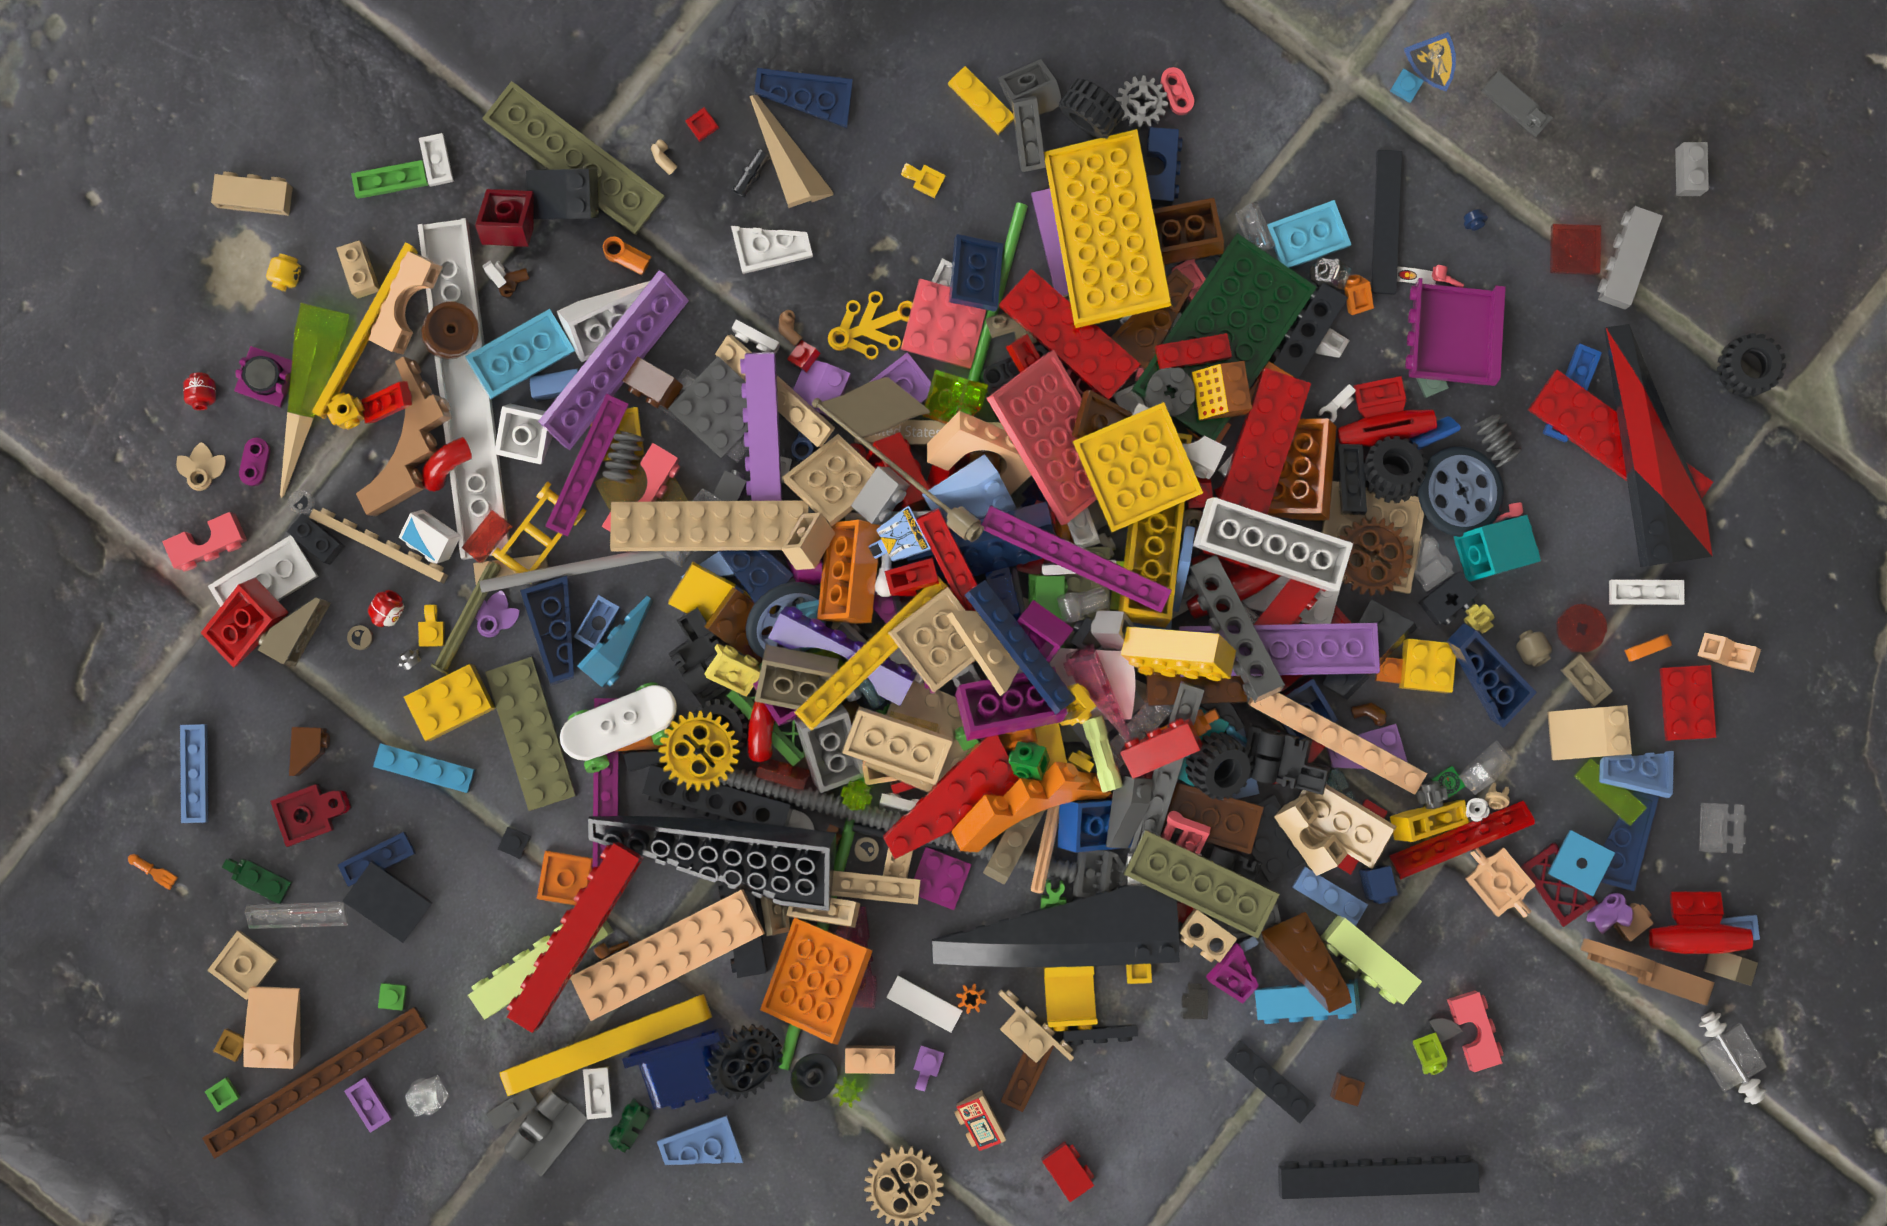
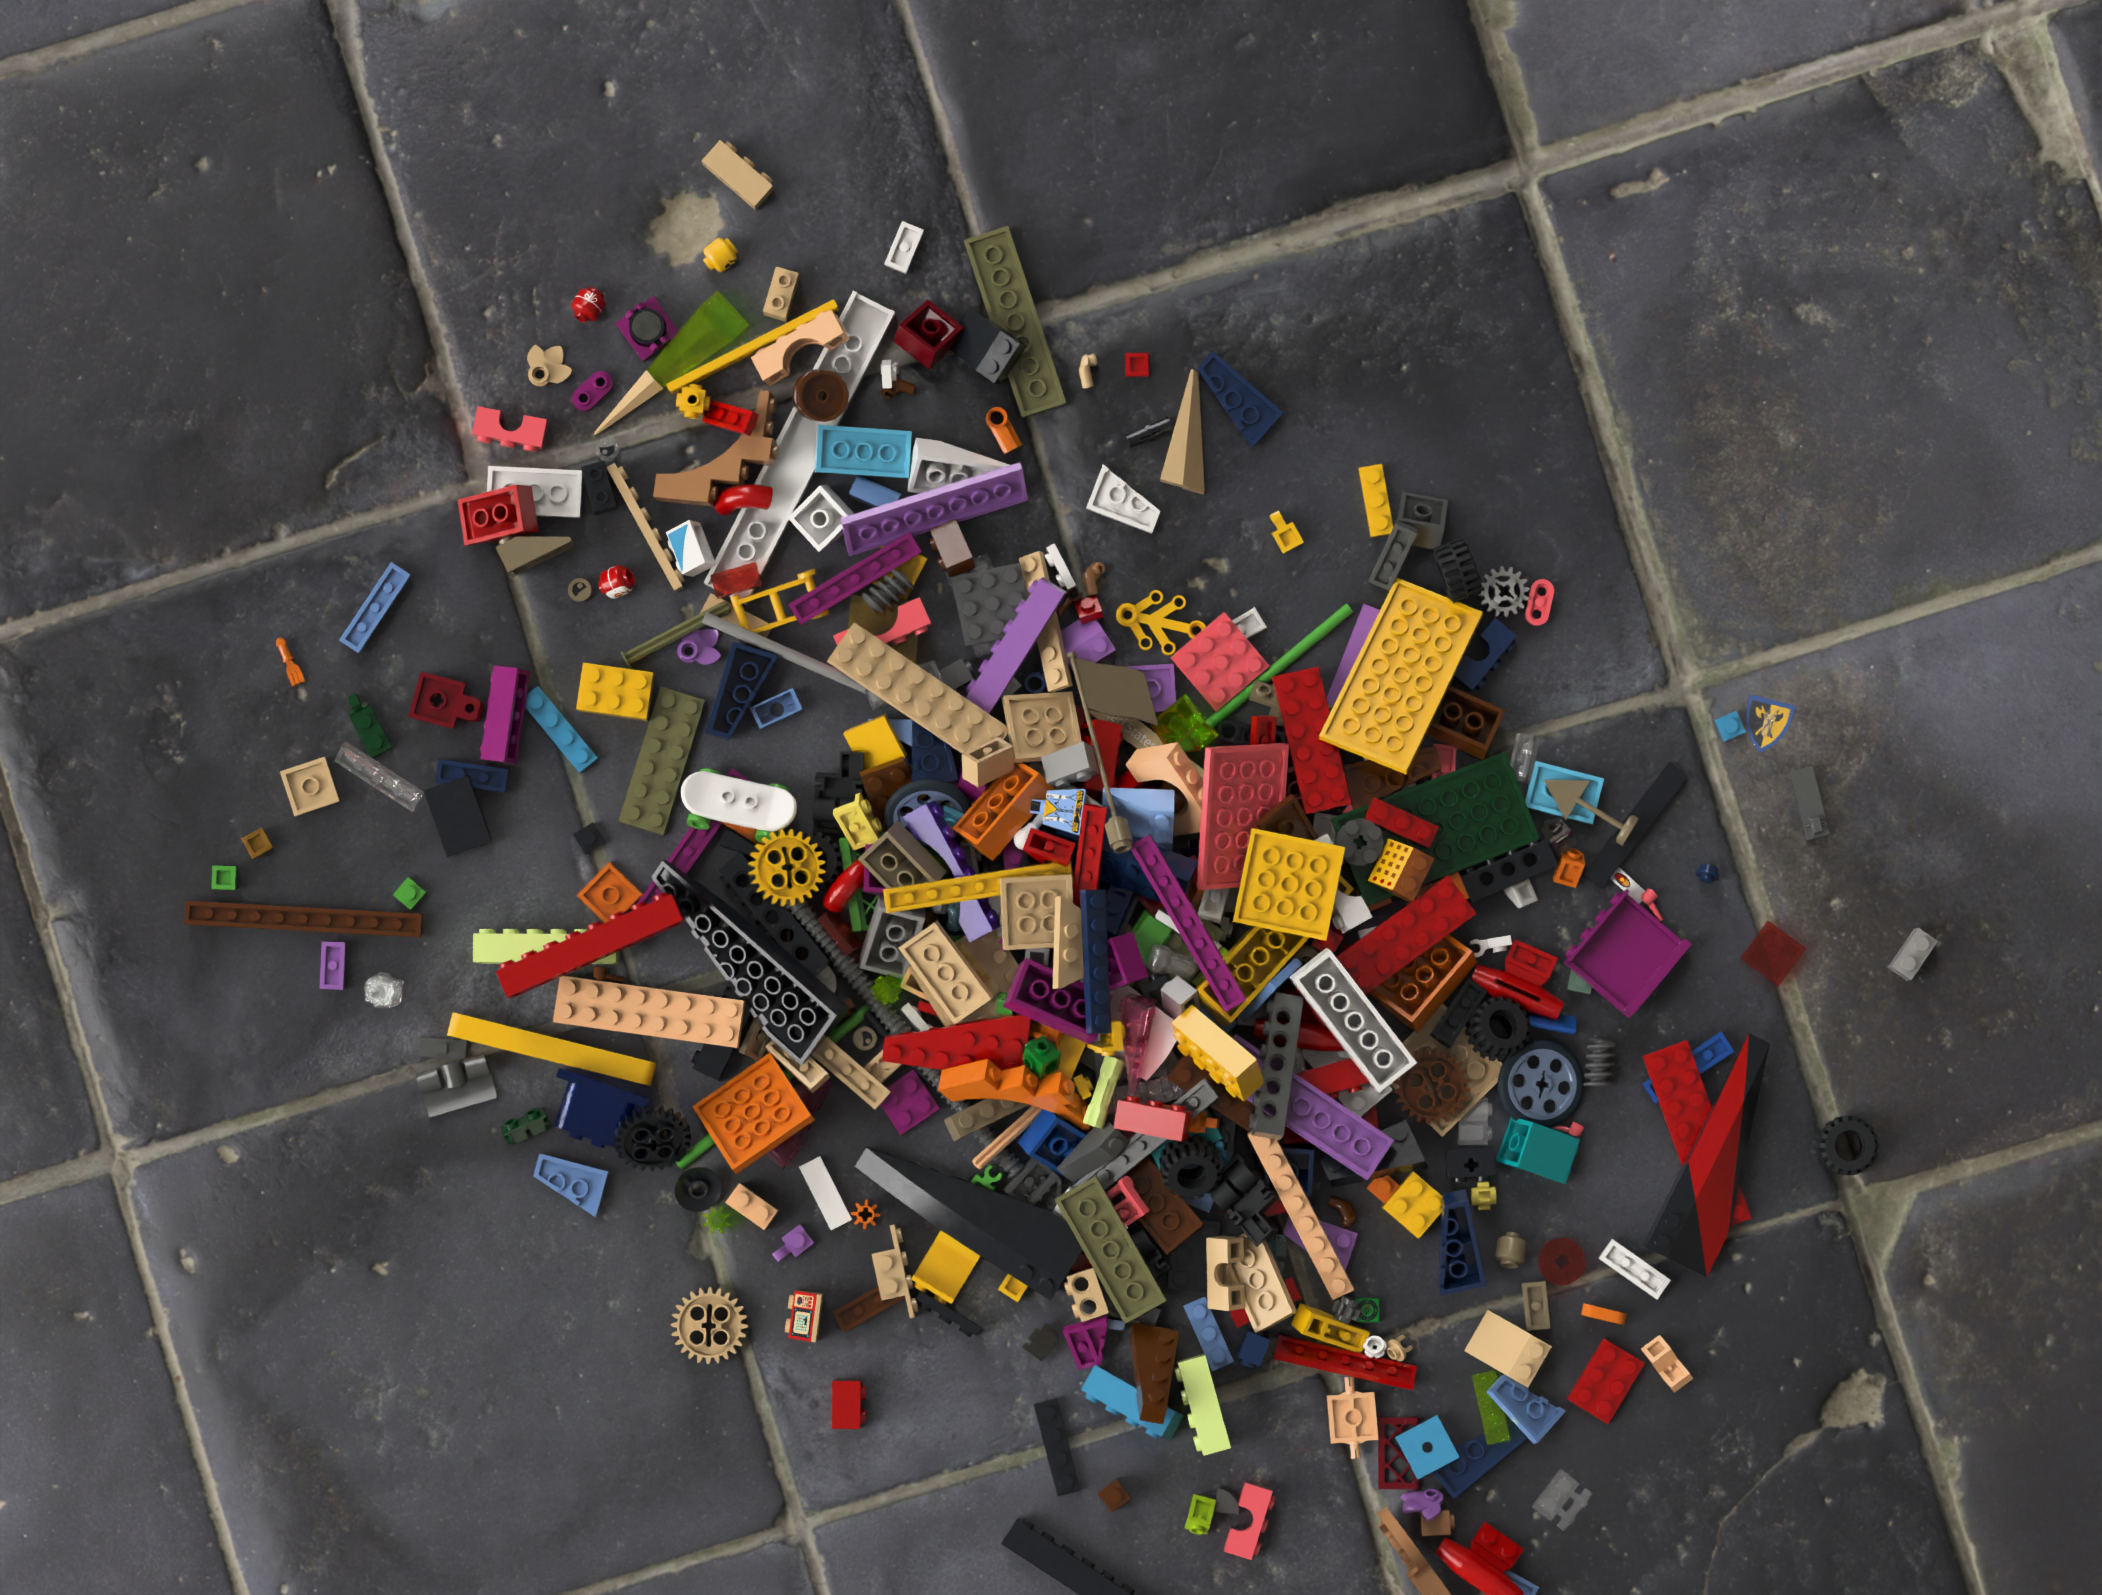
camera: 40 degrees right, 0 degrees up
(272, 1028) = (300, 852): light nougat slope -> none
(306, 748) = (478, 649): reddish brown slope -> none
(368, 787) = (504, 714): none -> magenta brick
(389, 179) = (856, 237): bright green plate -> none
(409, 659) = (607, 634): flat silver plate -> none
(431, 632) = (639, 624): yellow plate -> none
(597, 1092) = (519, 1082): white plate -> none
(608, 659) = (766, 743): dark azure wedge -> none
(782, 361) = (1068, 601): none -> reddish brown hand
(976, 272) = (1273, 638): dark blue plate -> none
(1314, 232) = (1568, 793): none -> dark tan piece
(1485, 768) = (1404, 1318): clear slope -> none
(1629, 257) = (1812, 990): light grey brick -> none

